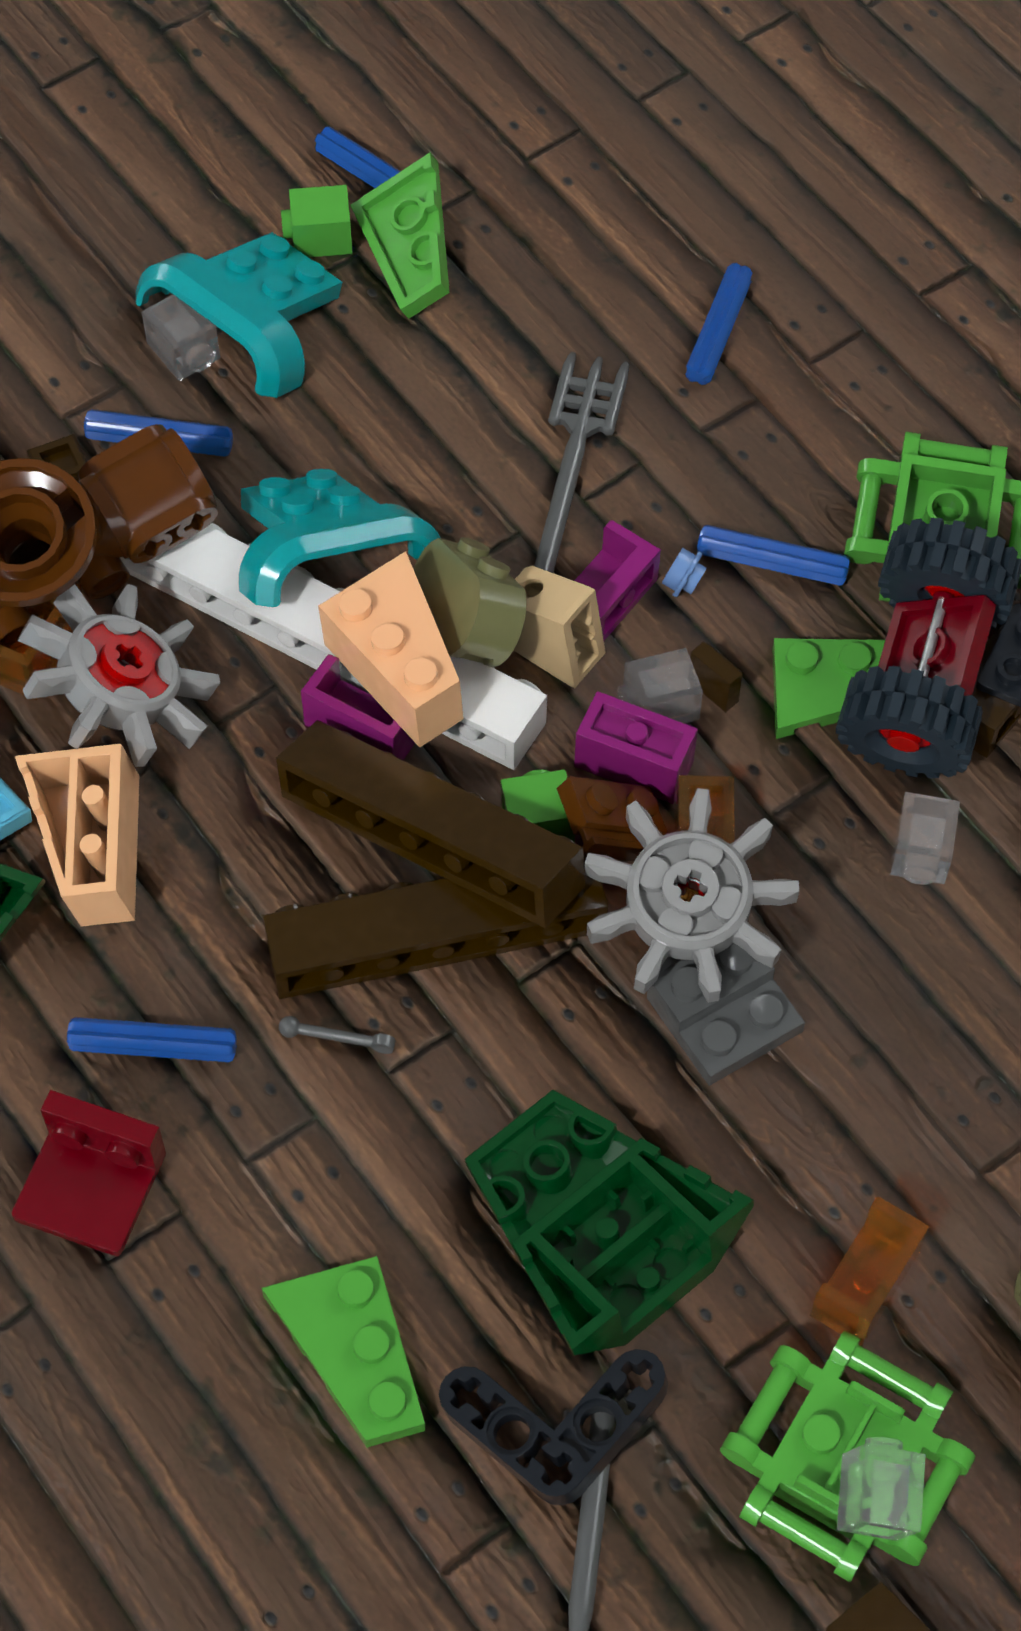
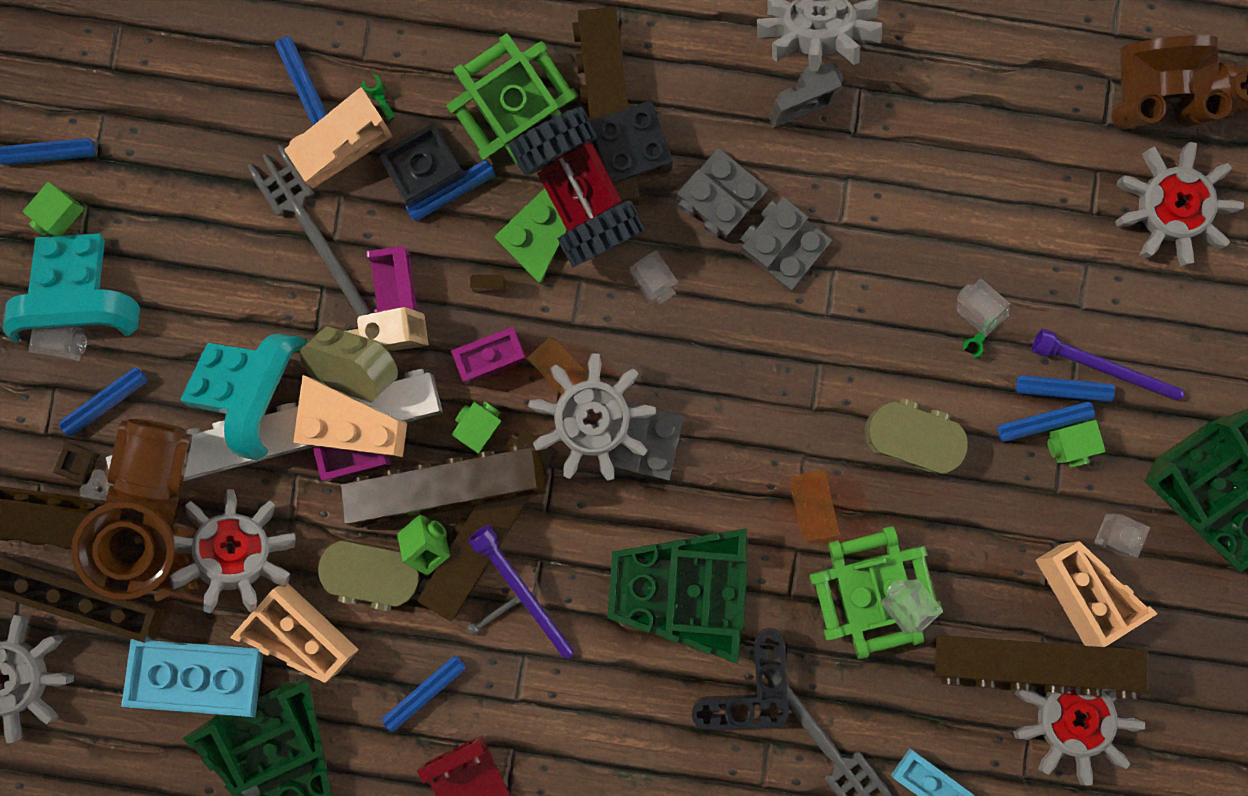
camera: 45 degrees left, 25 degrees up
(240, 847) = (368, 574): none -> olive brick
(339, 864) = (423, 544): none -> bright green brick
(354, 1344) = (640, 736): bright green wing -> none
(407, 234) = (105, 178): bright green wing -> none
(413, 922) = (485, 542): none -> dark purple piece
(599, 815) = (510, 402): reddish brown plate -> none
(663, 685) = (471, 315): clear brick -> none
(684, 572) = (421, 240): medium blue plate -> none
(701, 397) = (338, 139): none -> light nougat wedge
(766, 501) = (421, 165): none -> black tile
(791, 398) = (378, 94): none -> green hand

